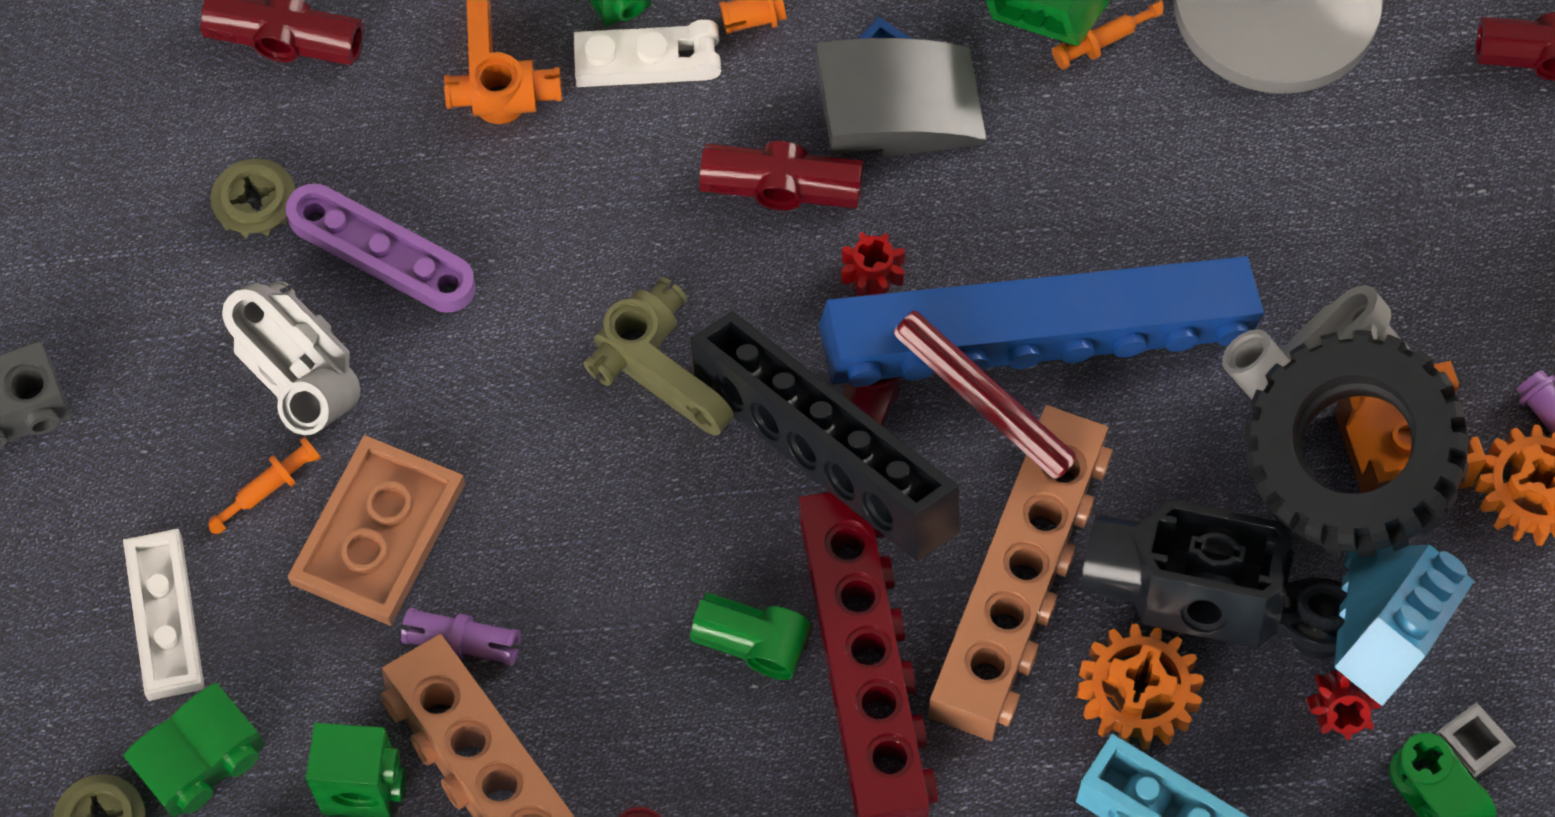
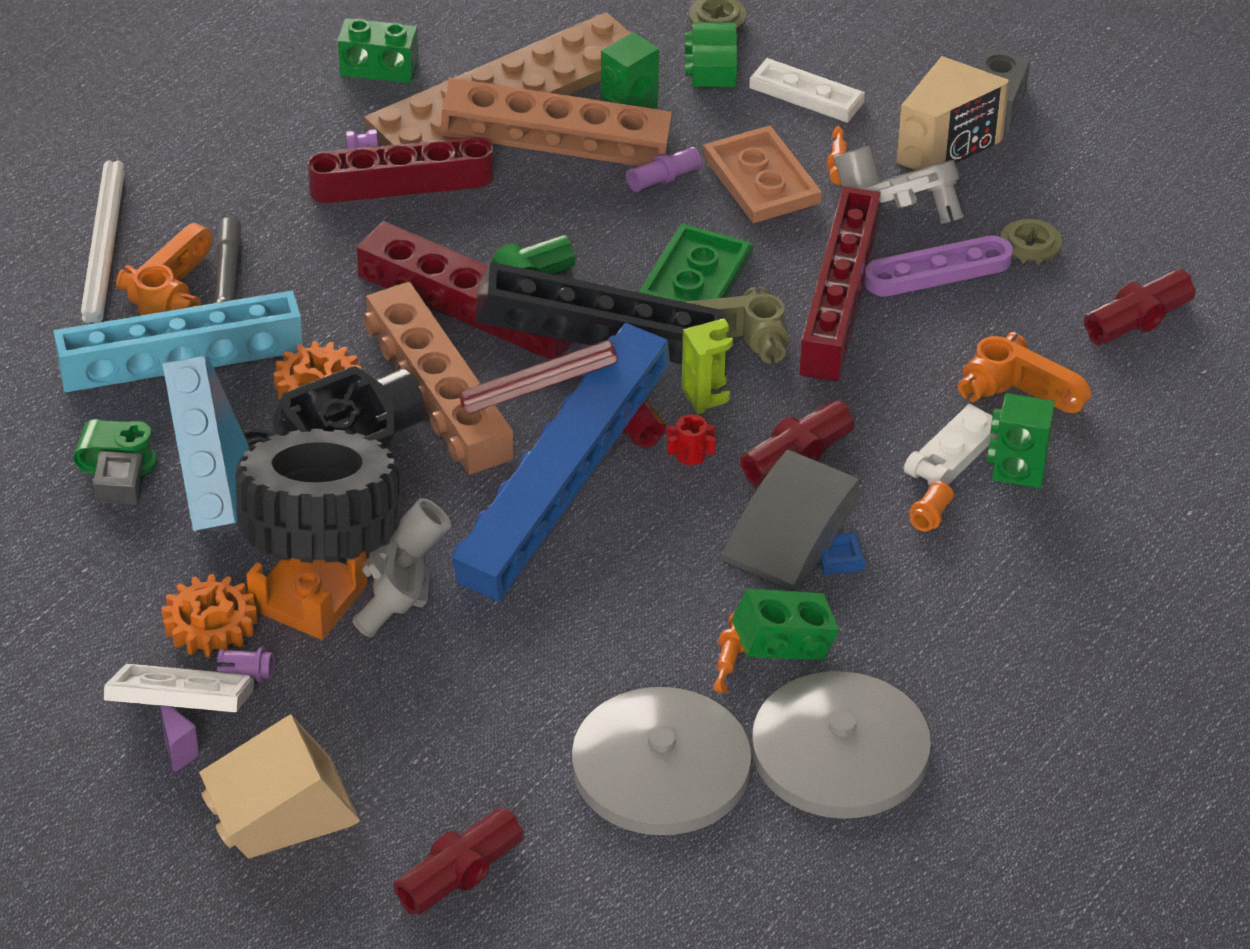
camera: 130 degrees right, 20 degrees down
(129, 384) = (951, 115): none -> tan slope
(511, 294) = (840, 284): none -> dark red brick
(601, 477) = (698, 265): none -> green tile
(778, 307) = (705, 364): none -> lime hinge

